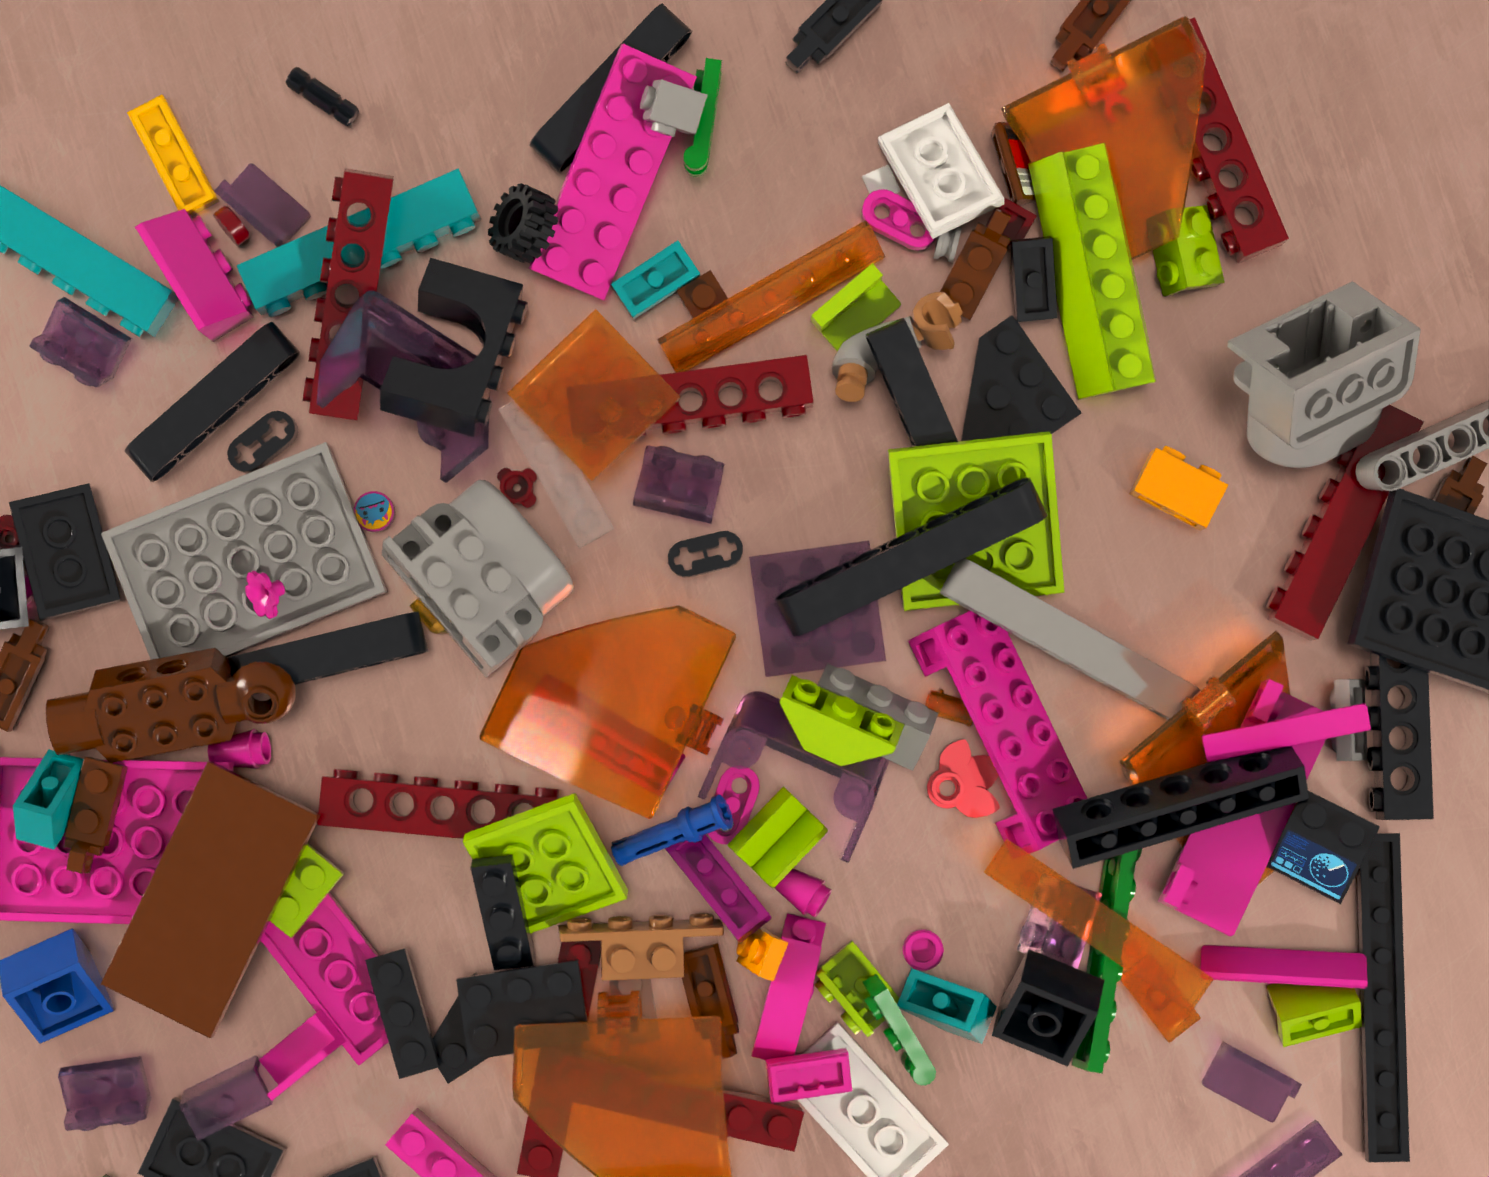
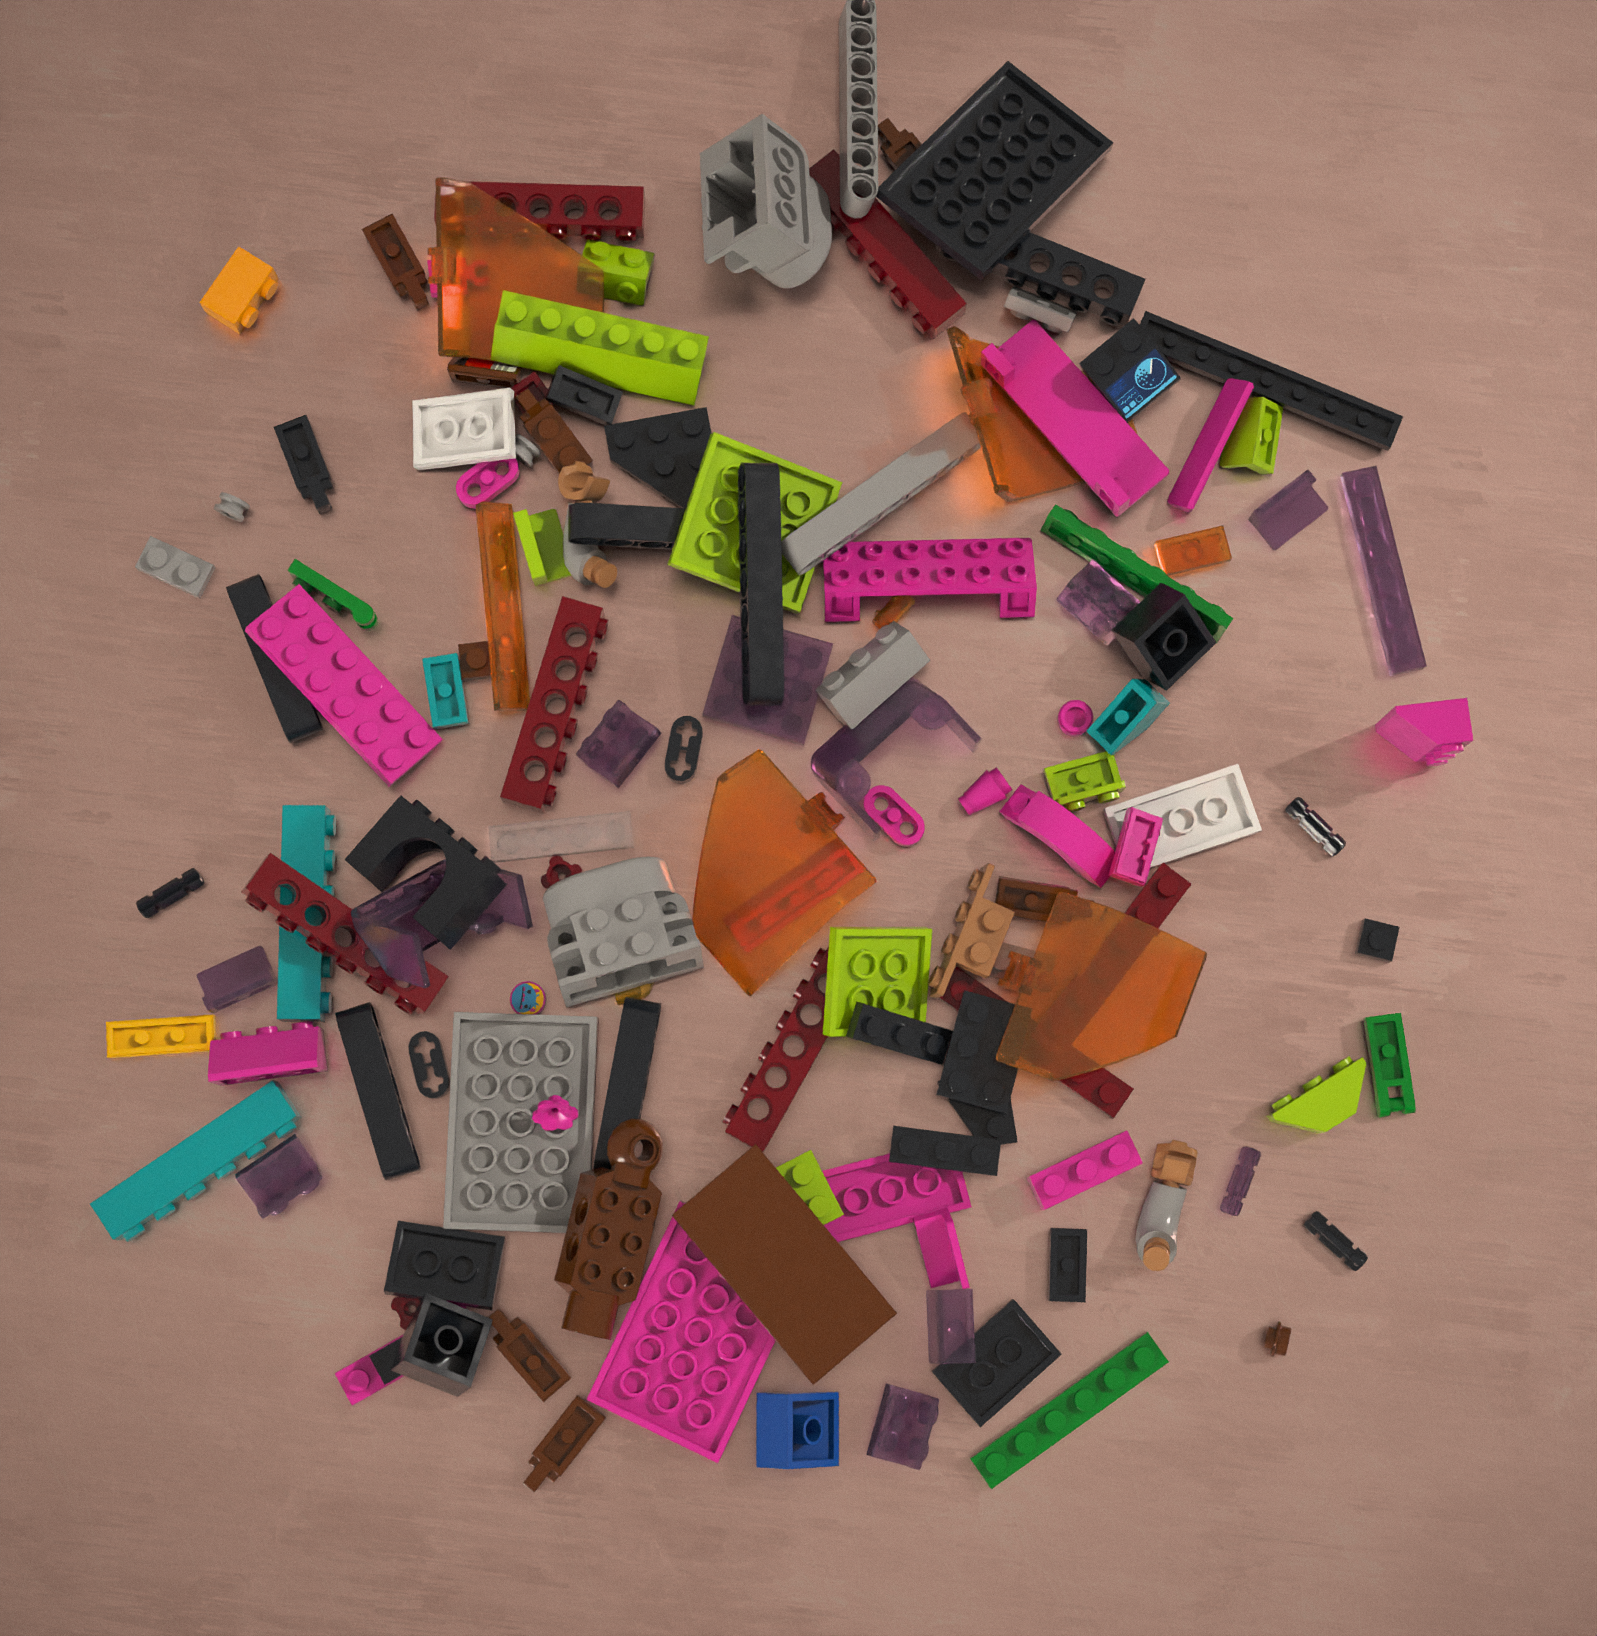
camera: 70 degrees left, 5 degrees down
(47, 800) = (643, 1361): teal slope -> none
(93, 812) = (669, 1330): reddish brown hinge -> none
(231, 225) = (241, 1011): dark red tile -> none
(244, 750) = (675, 1186): dark pink cone -> none
(523, 223) = (353, 758): black tyre -> none
(594, 395) = (517, 775): clear orange plate -> none
(672, 107) = (316, 610): light grey brick -> none
(688, 825) = (895, 856): blue pin -> none
(720, 886) = (951, 852): magenta plate -> none
(762, 953) = (1021, 841): light orange plate -> none
(778, 837) = (936, 790): lime panel -> none
(837, 725) = (869, 698): lime slope -> none
(881, 179) = (447, 481): white sticker -> none
(899, 1032) = (1132, 760): plate -> none
(970, 780) = (956, 622): coral plate -> none
(1098, 925) = (1115, 568): clear orange tile -> none
(1179, 487) = (800, 358): light orange brick -> none
(1179, 804) = (1048, 462): black brick -> none
(1286, 732) = (1029, 357): dark pink slope -> none

